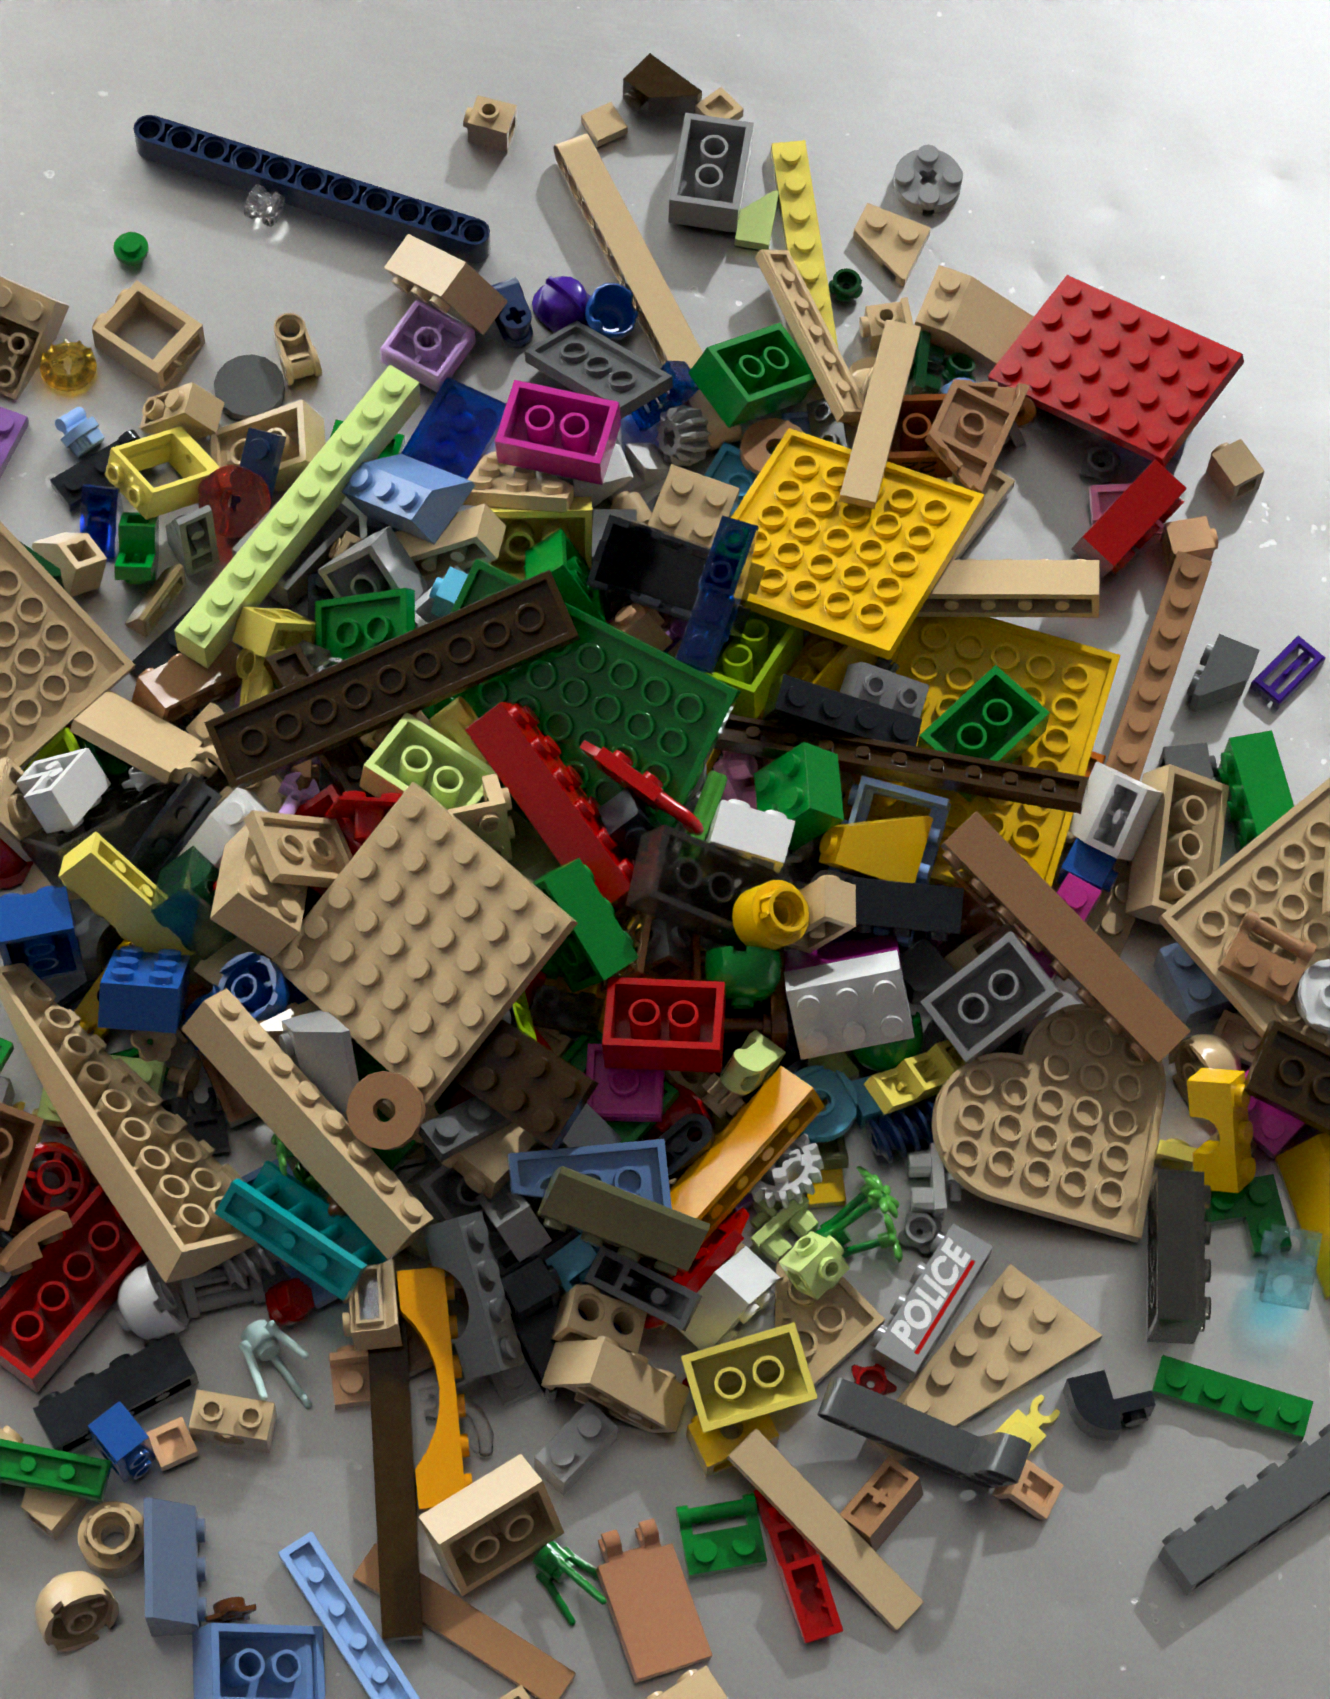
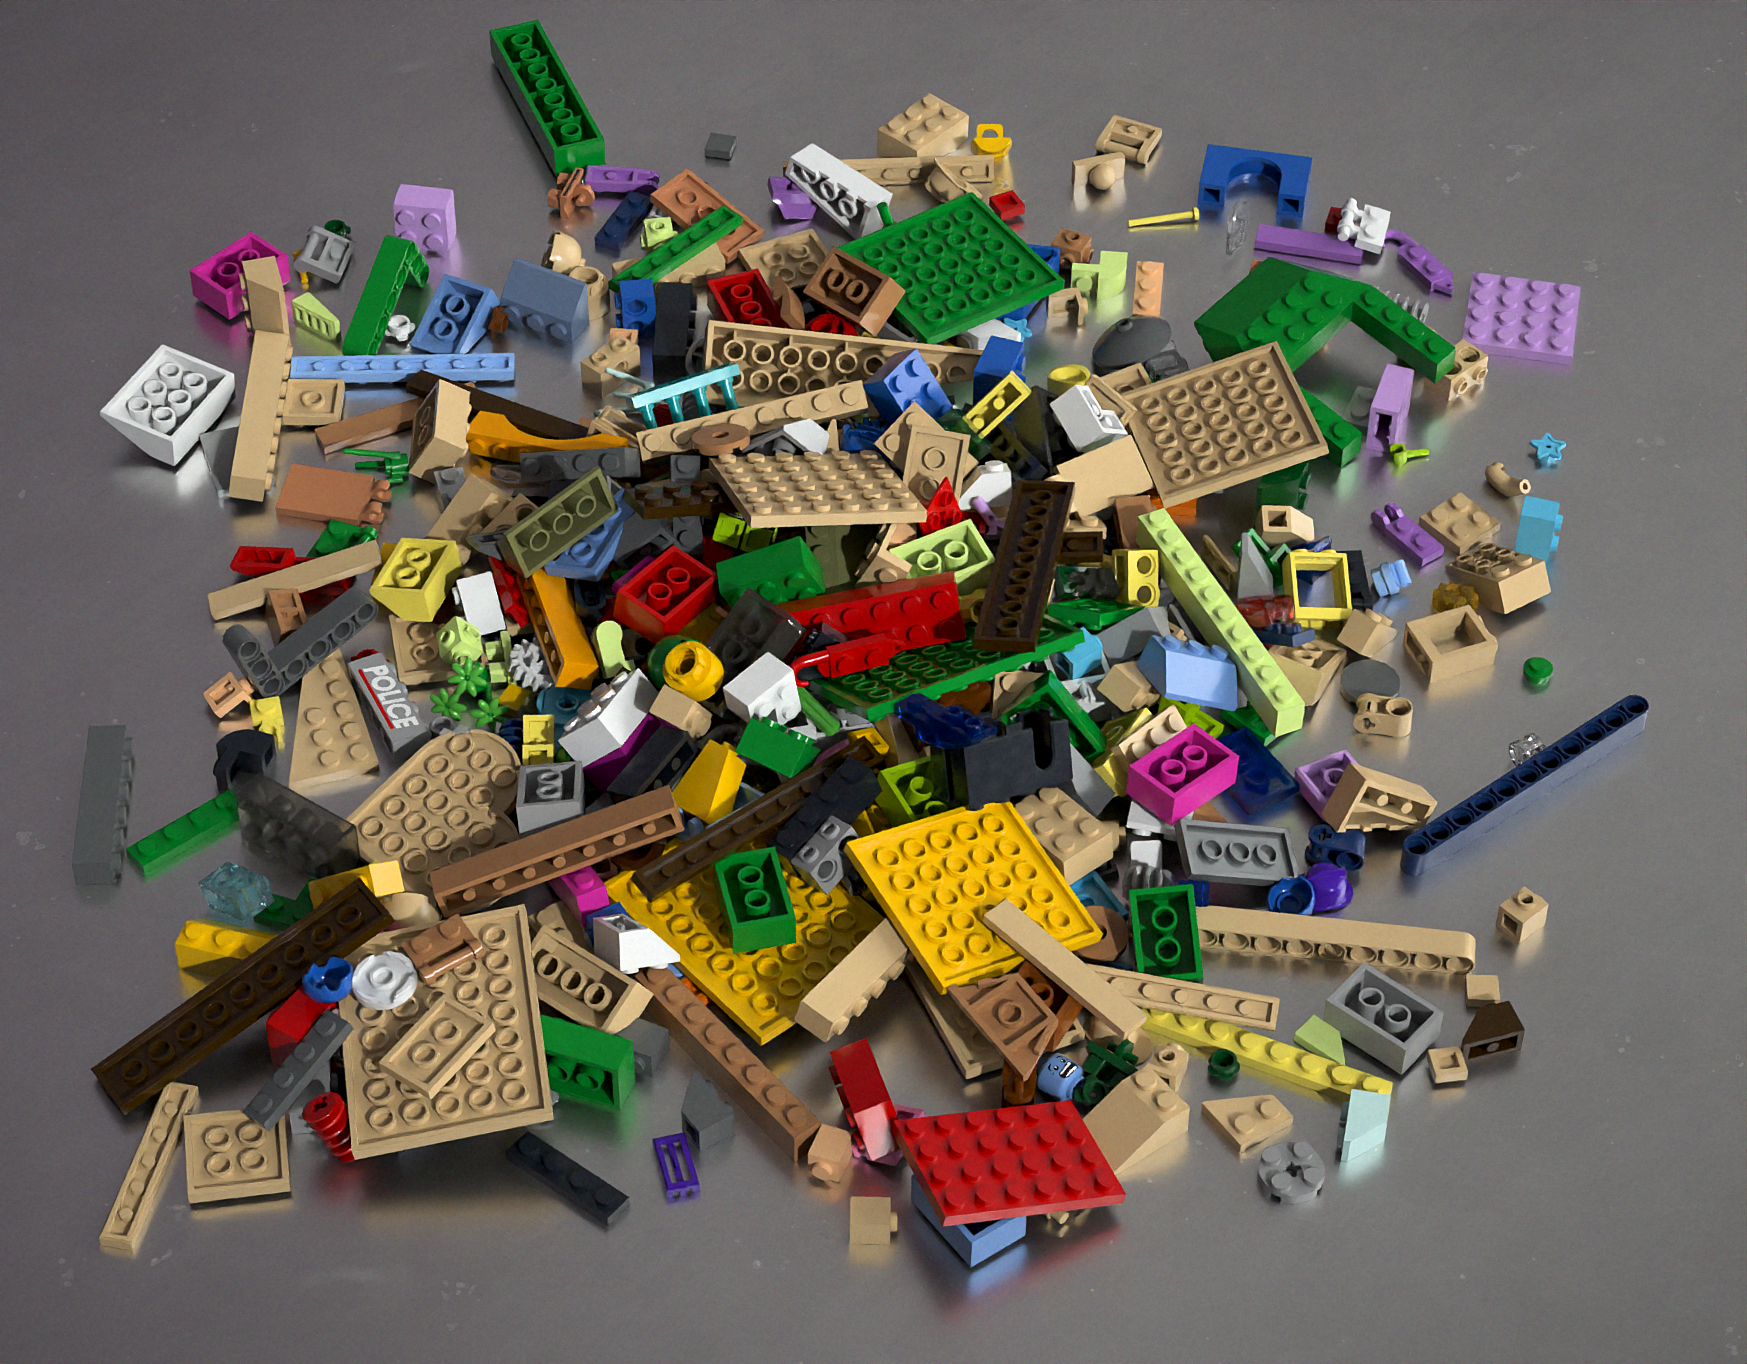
camera: 125 degrees right, 20 degrees down
(839, 142) = (1365, 1123): none -> light aqua slope

